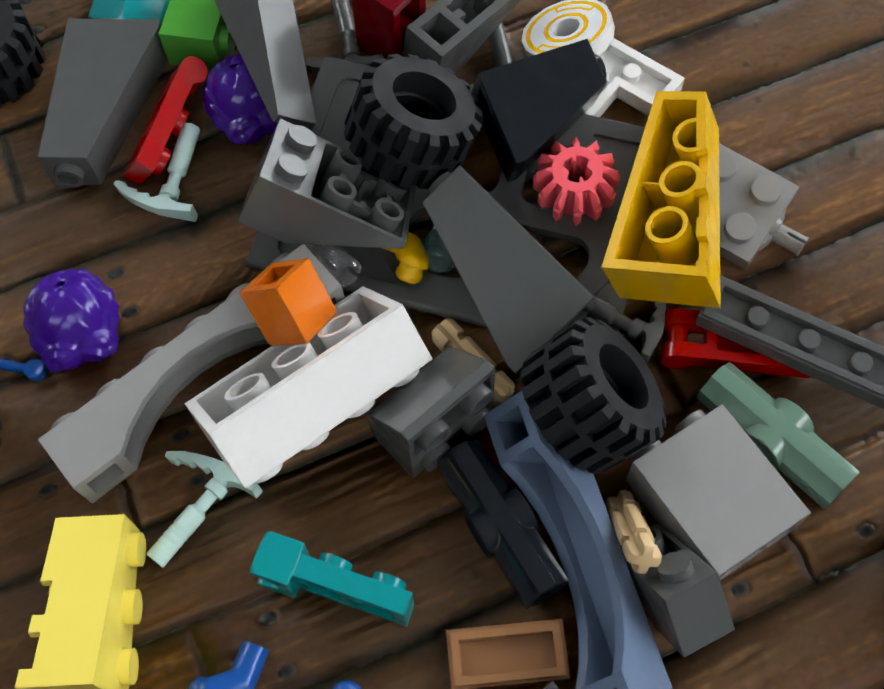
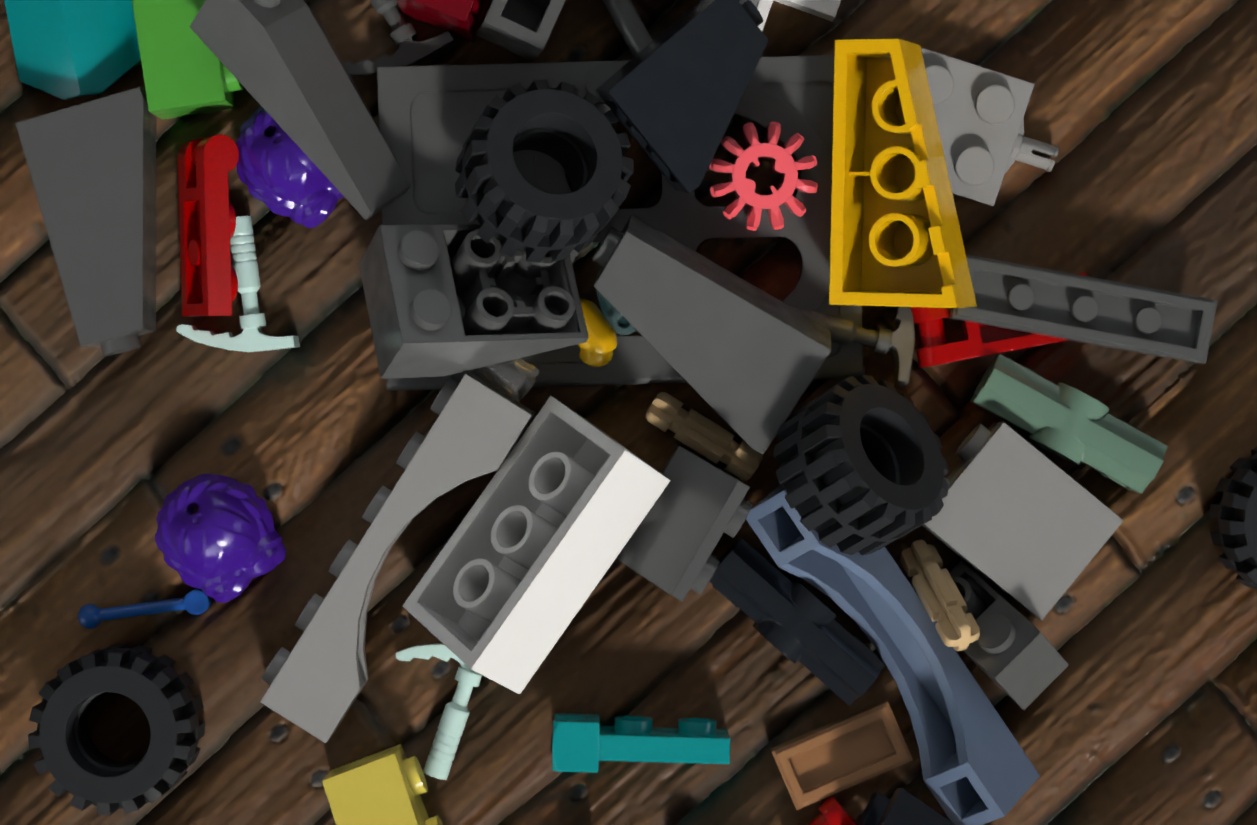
camera: 20 degrees left, 25 degrees up
(288, 302) = (483, 464): orange panel -> none

